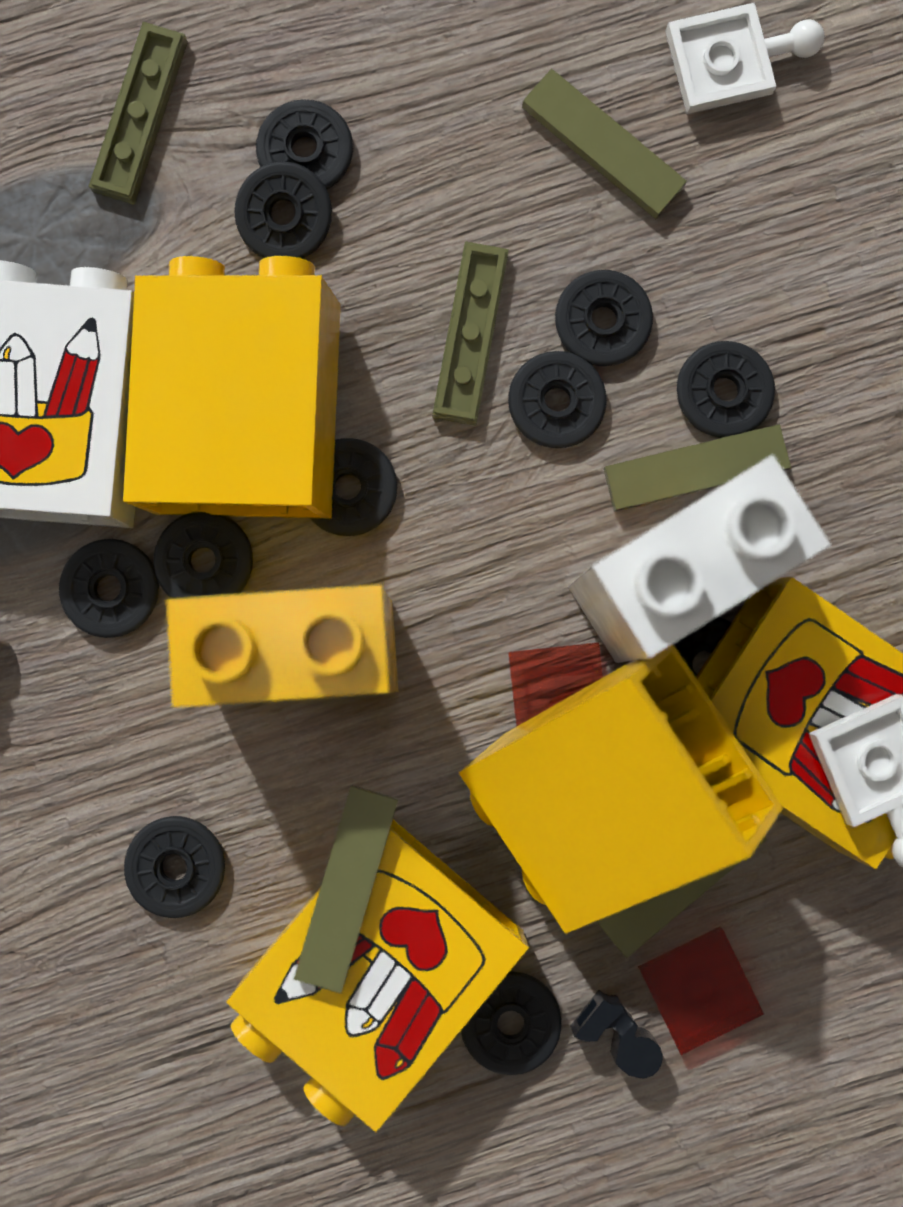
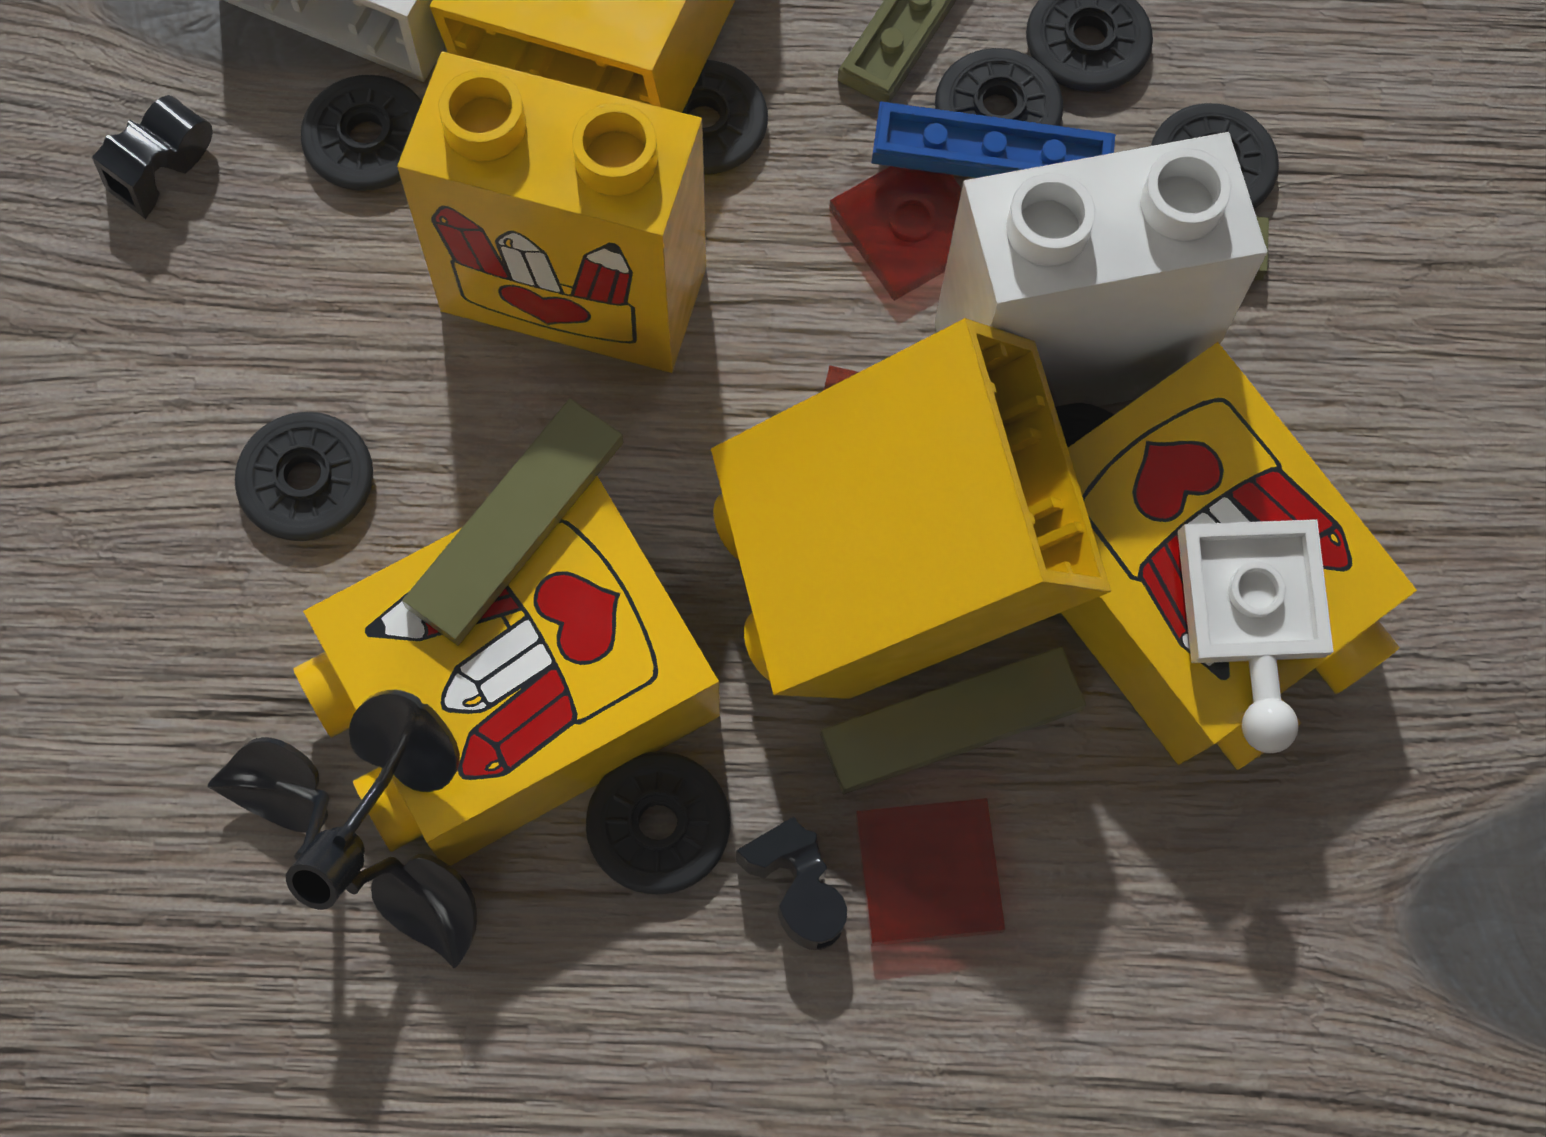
camera: 20 degrees right, 15 degrees down
(318, 1166) = (406, 741): none -> black plant
(526, 515) = (901, 224): none -> clear red tile
(567, 442) = (976, 143): none -> blue tile

